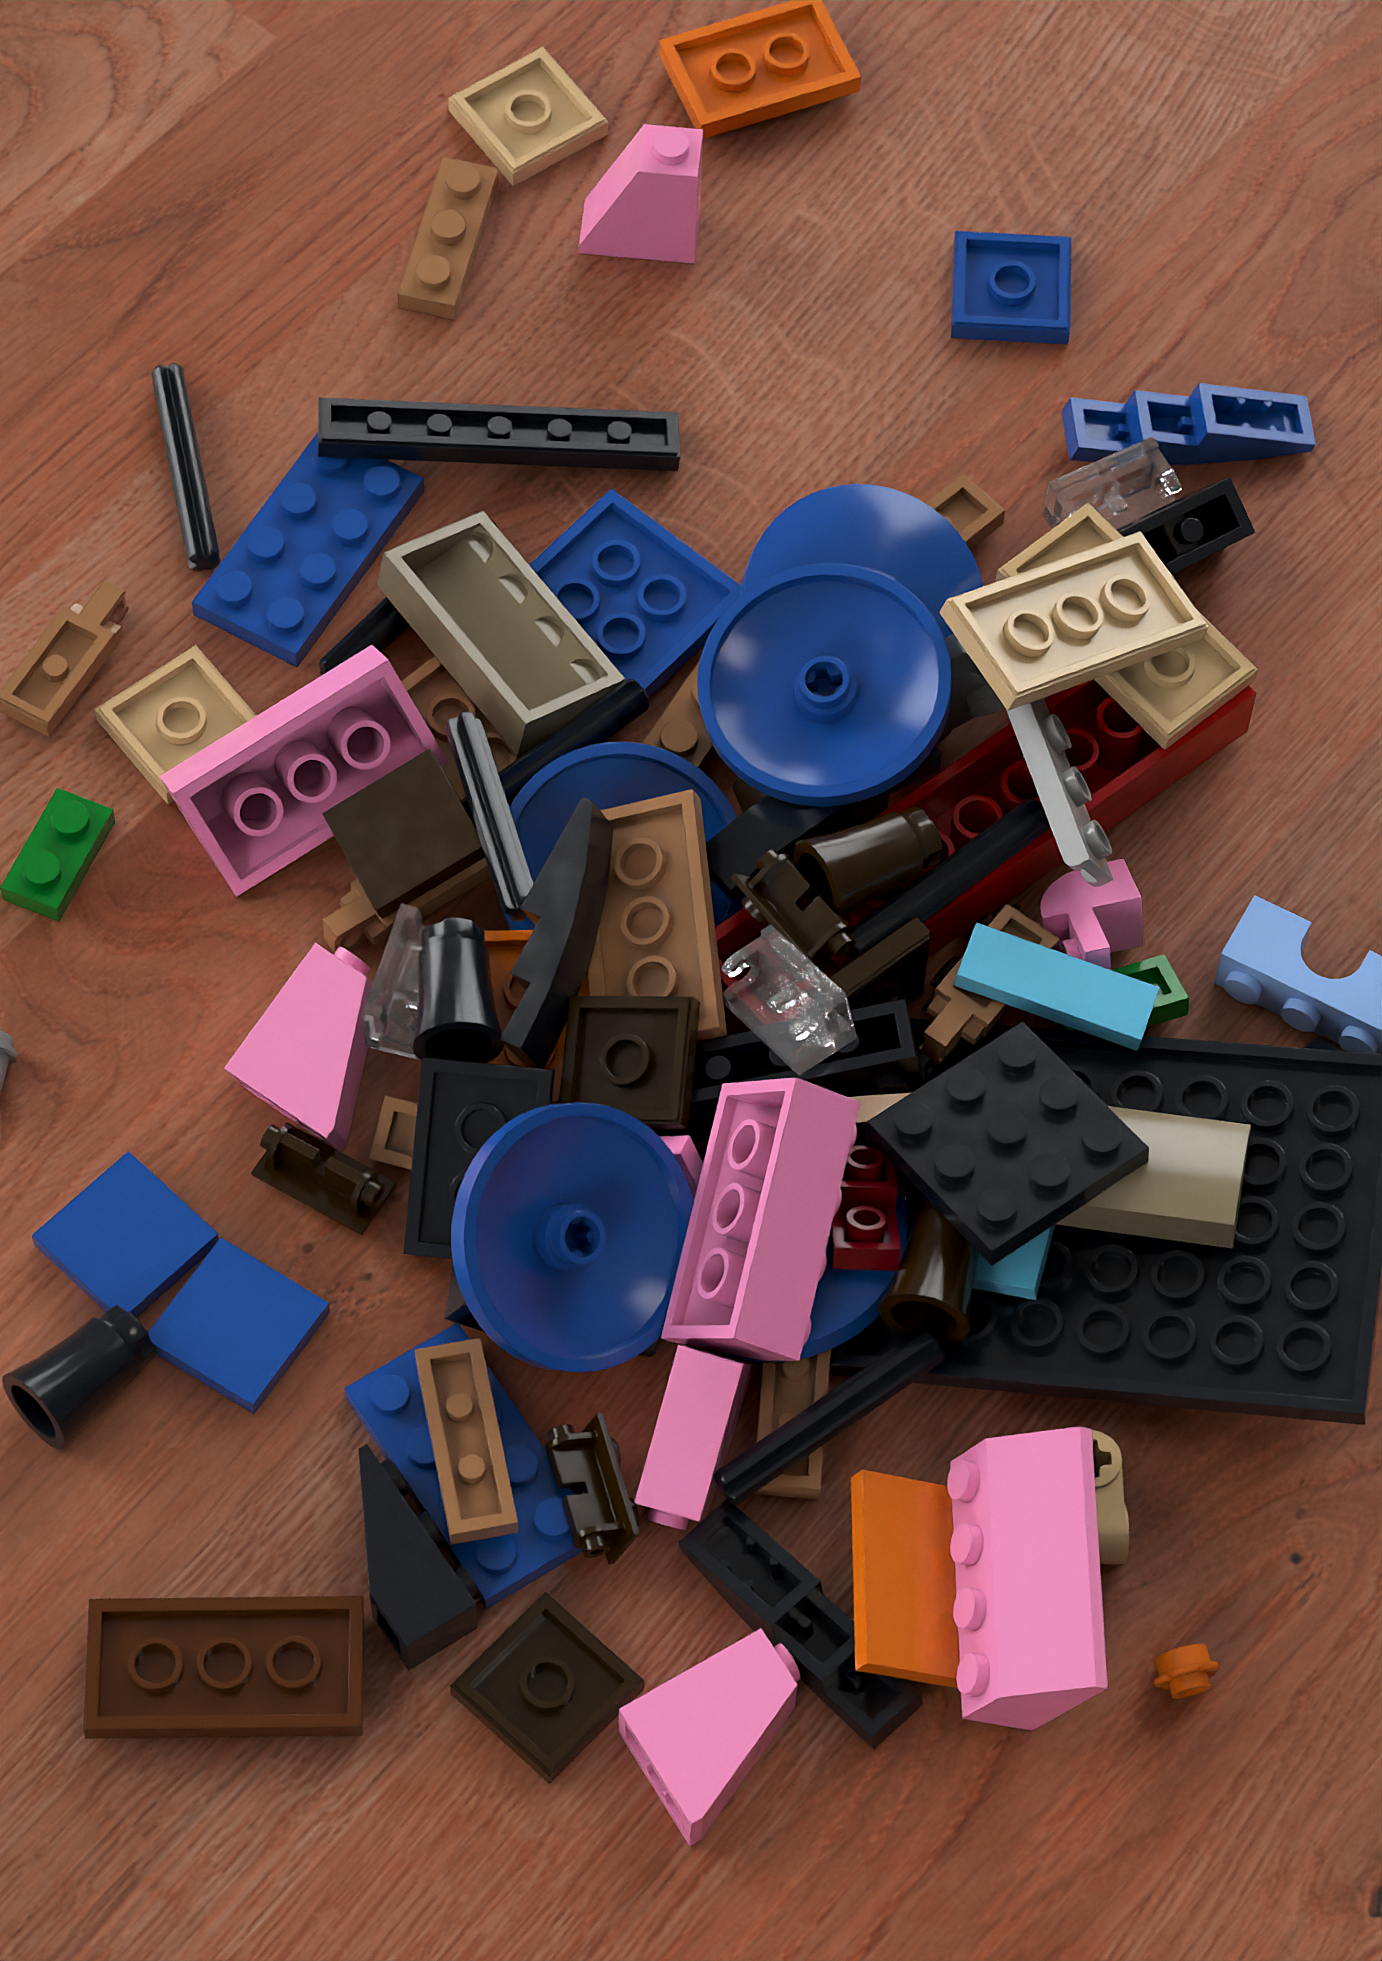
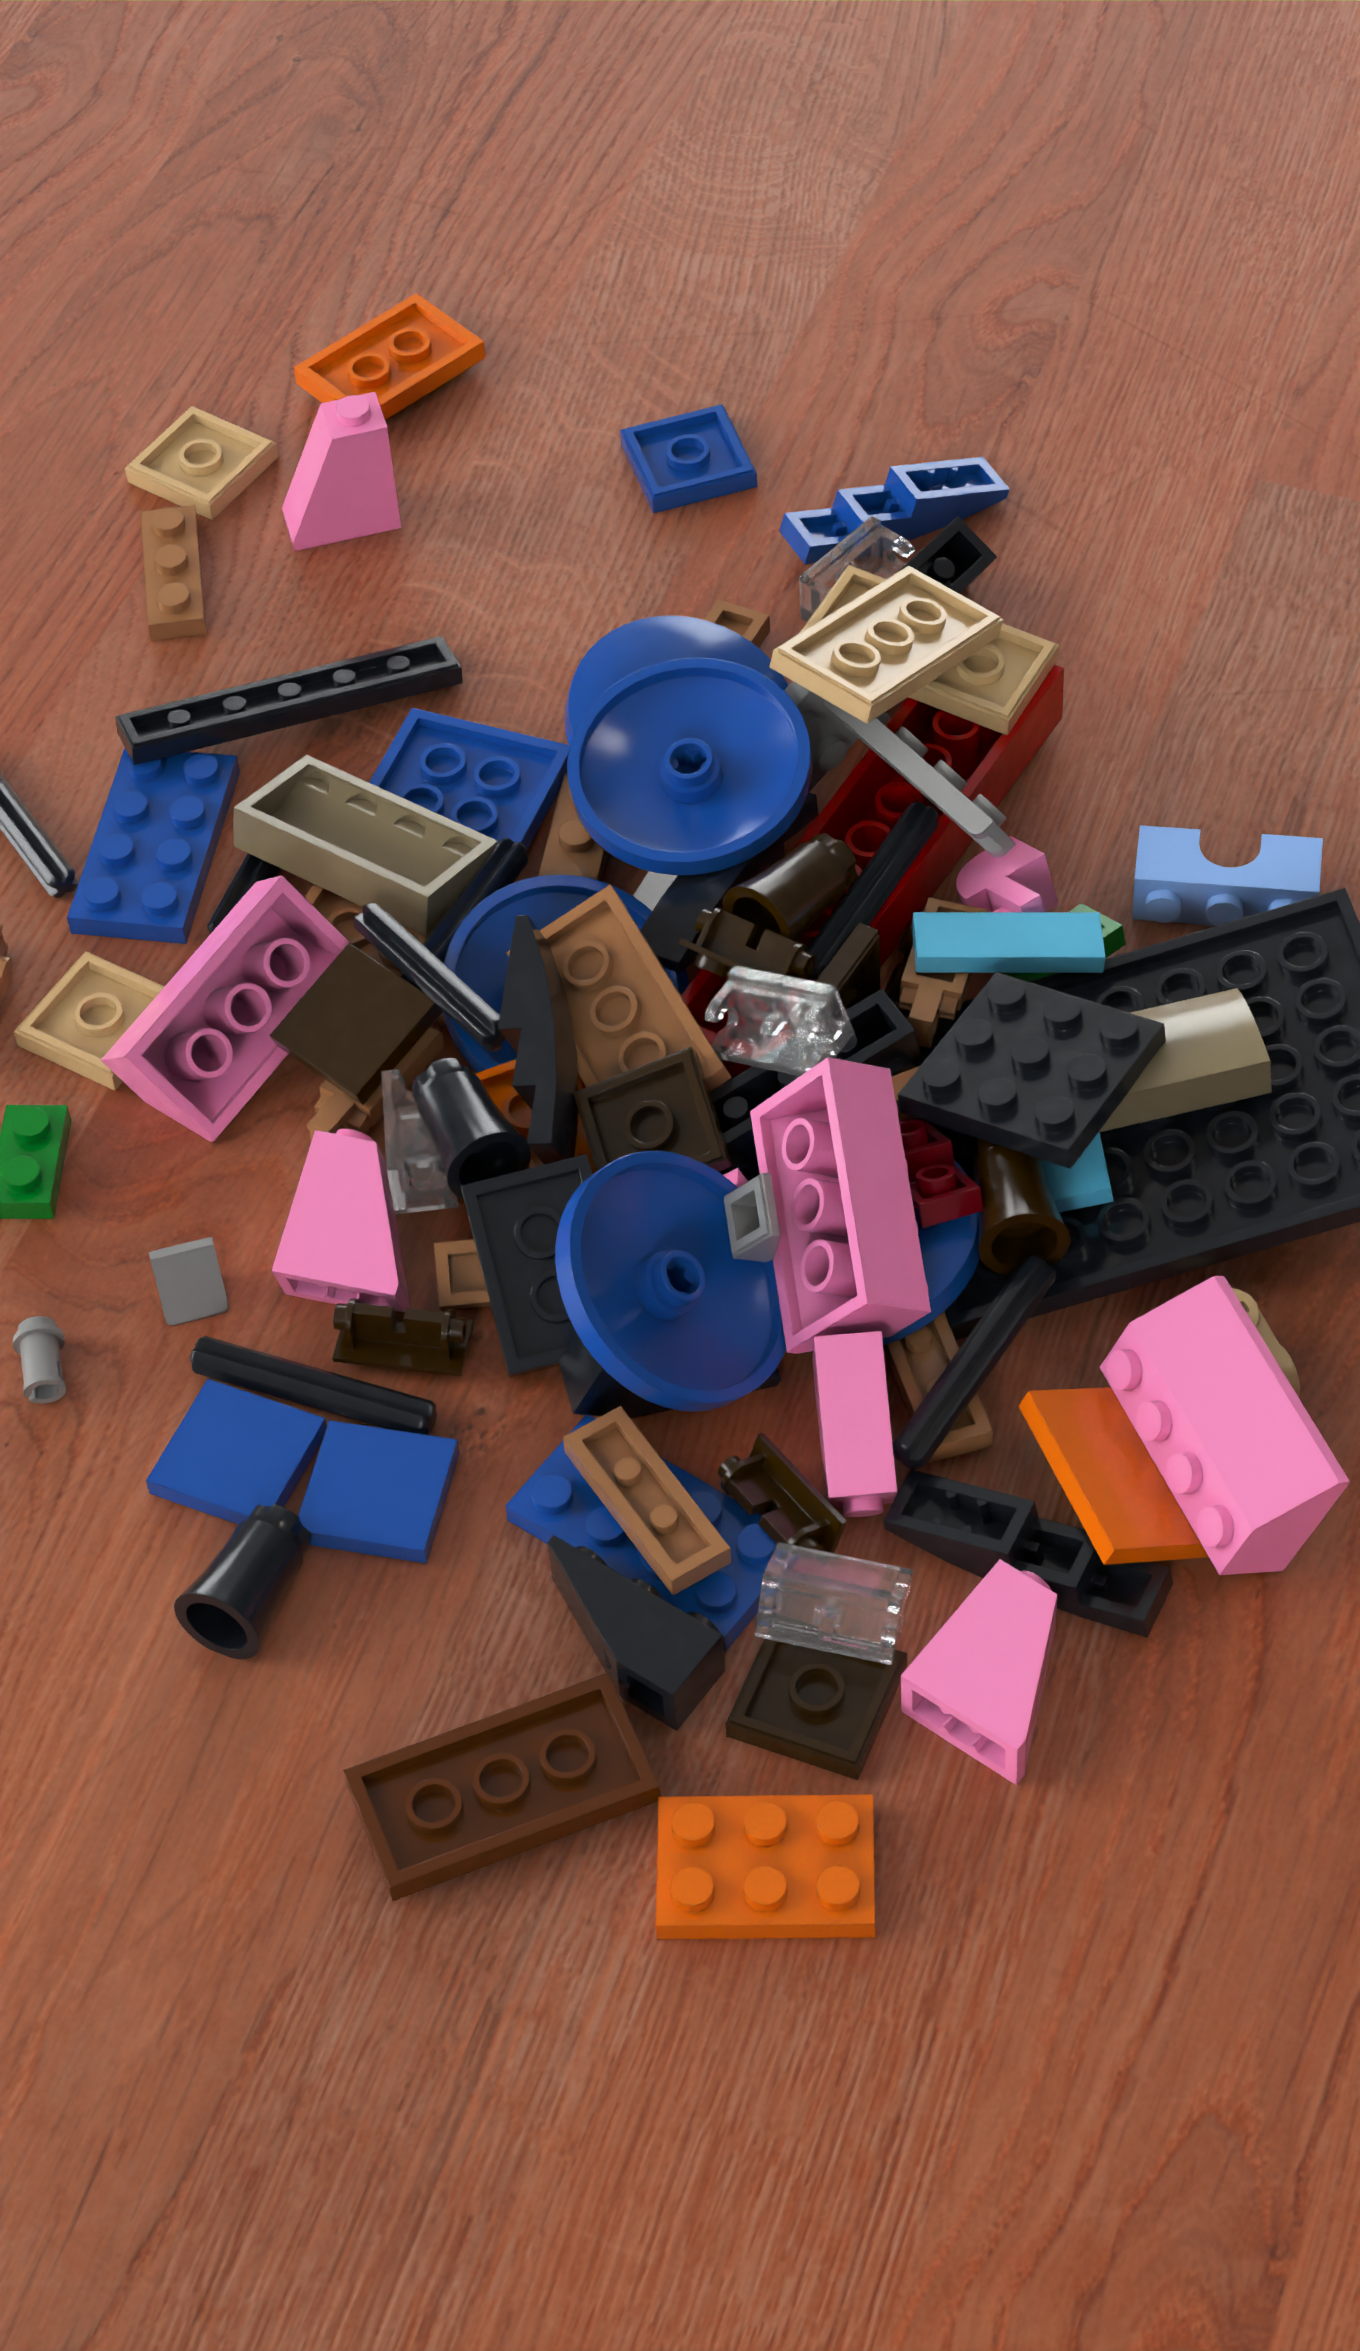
camera: 15 degrees left, 10 degrees down
(151, 1043) = (189, 1281): none -> light grey slope
(222, 1195) = (312, 1386): none -> black axle
(427, 1838) = (765, 1867): none -> orange plate
(593, 1608) = (833, 1603): none -> clear hinge
(671, 1202) = (753, 1220): none -> light grey slope

